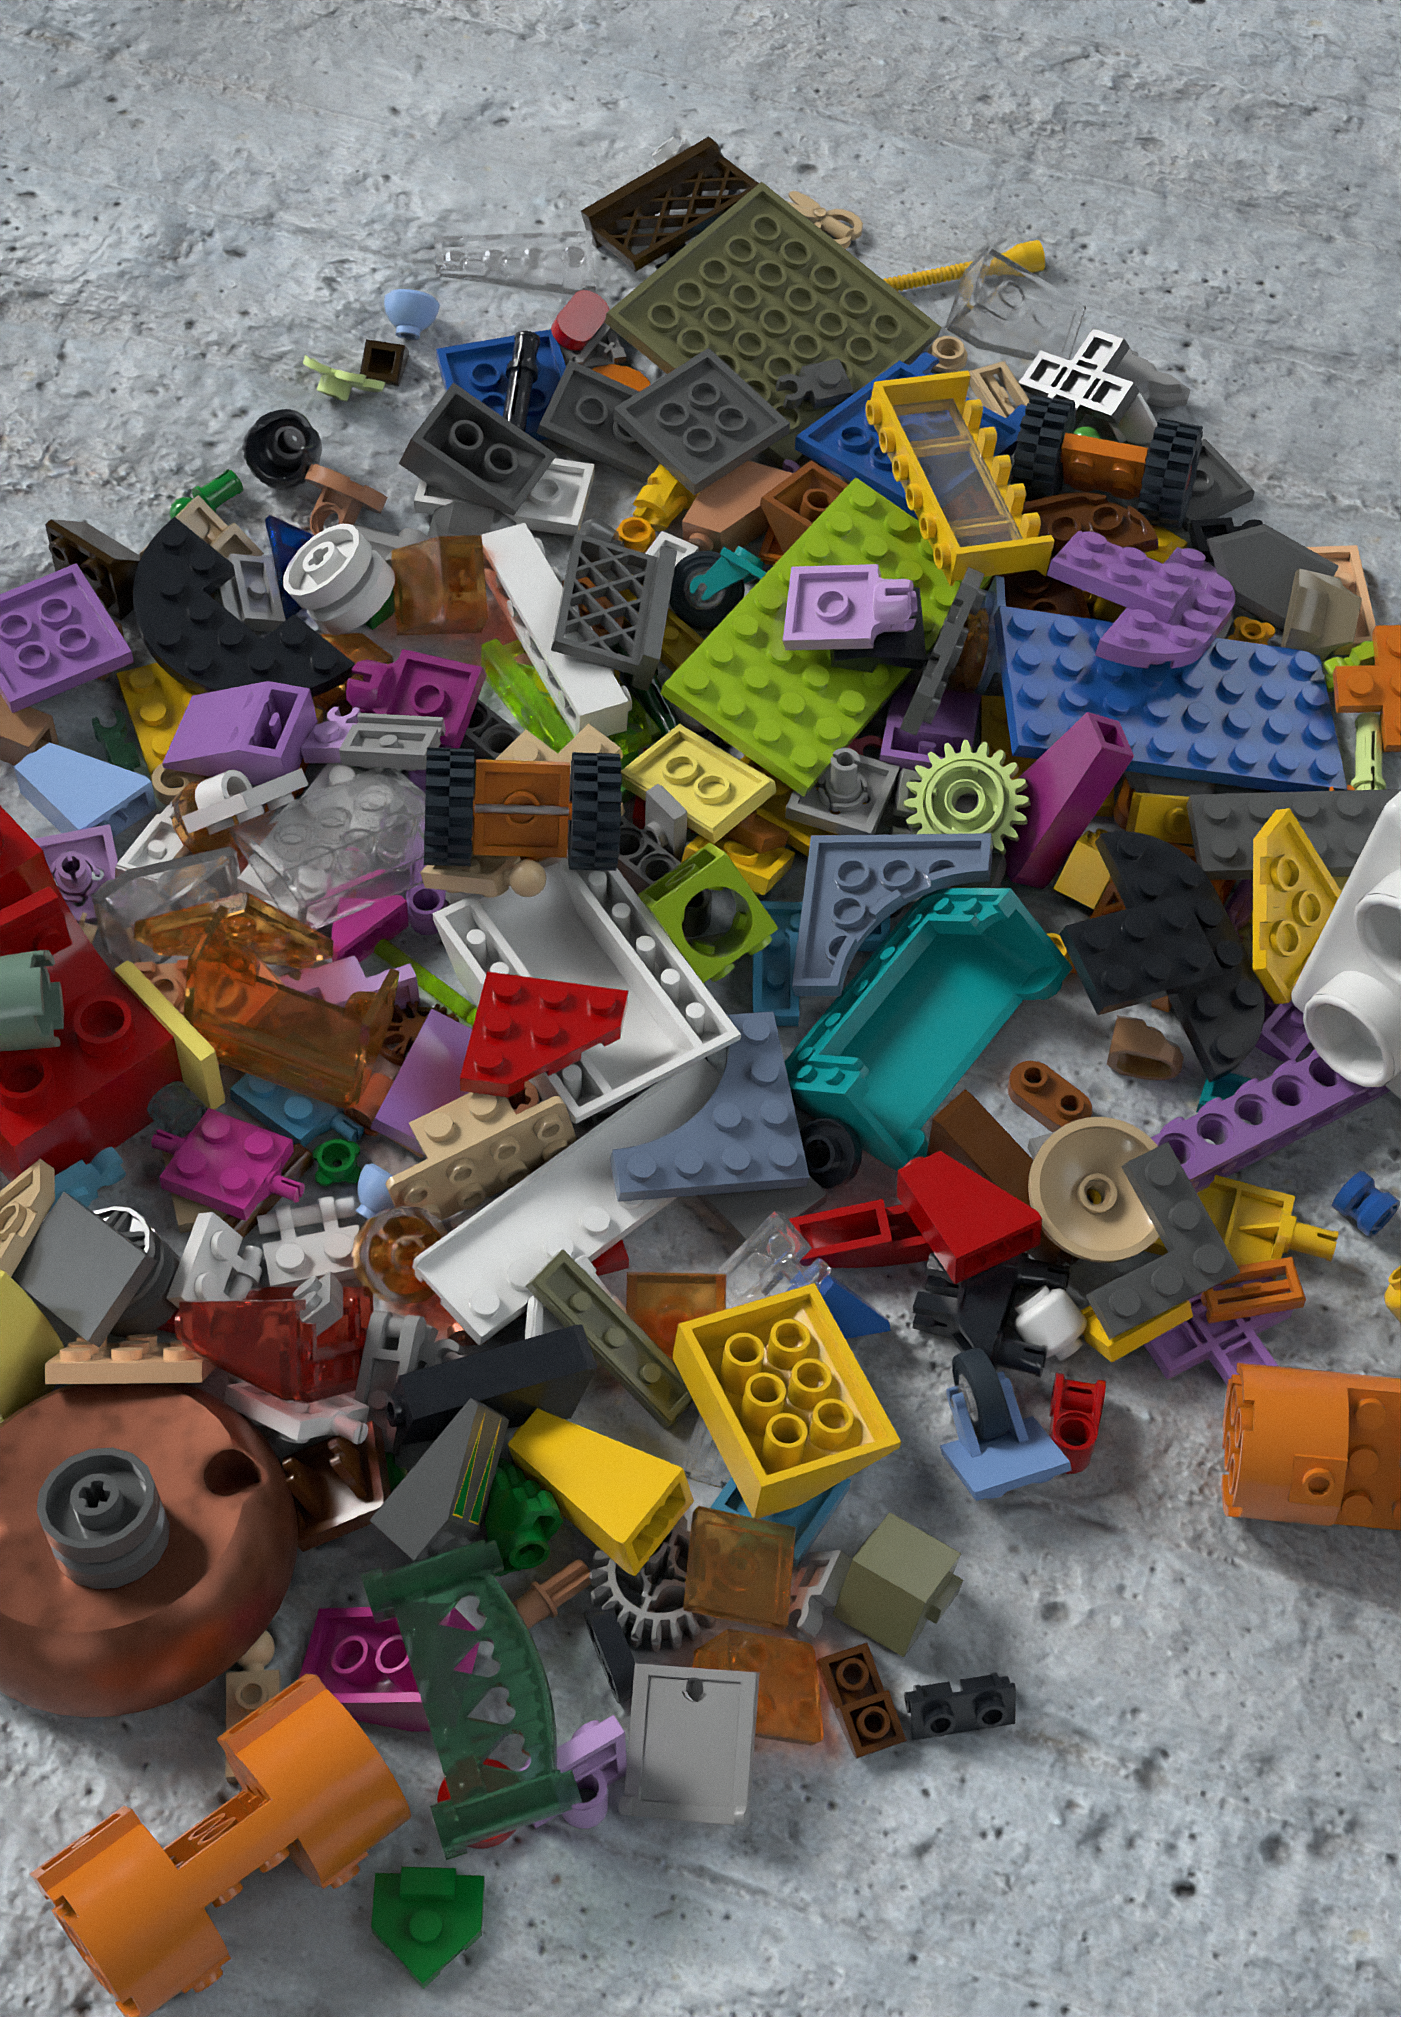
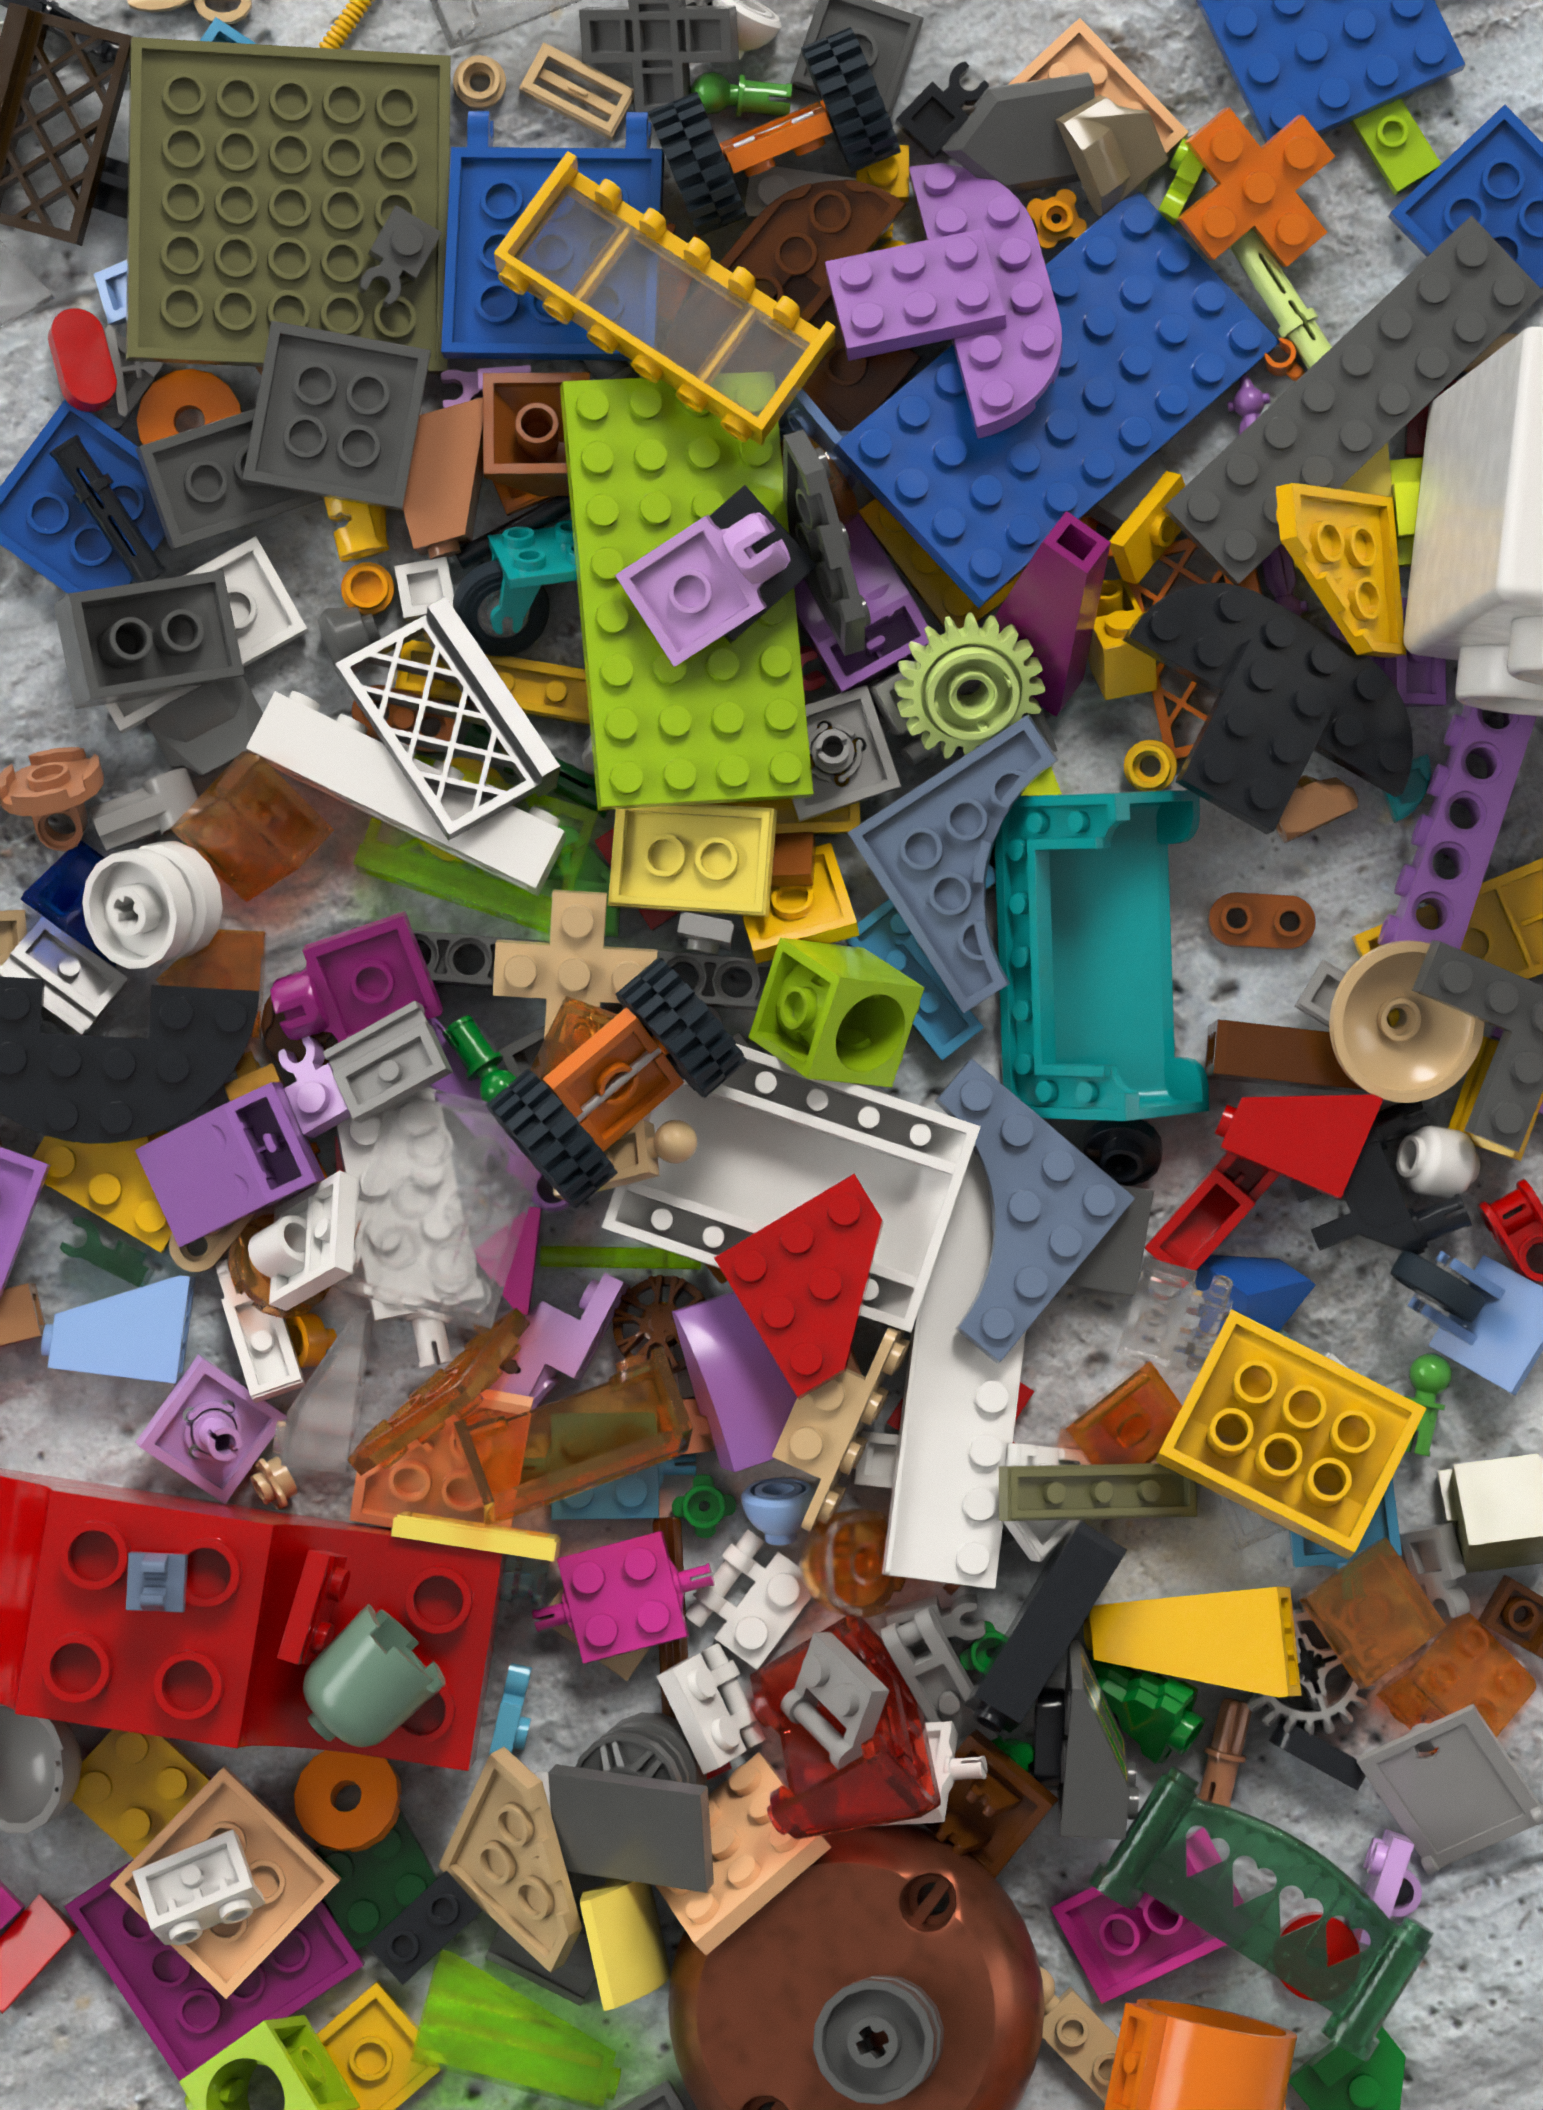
camera: 40 degrees left, 30 degrees up
(922, 1462) = (1429, 1376): none -> bright green pin

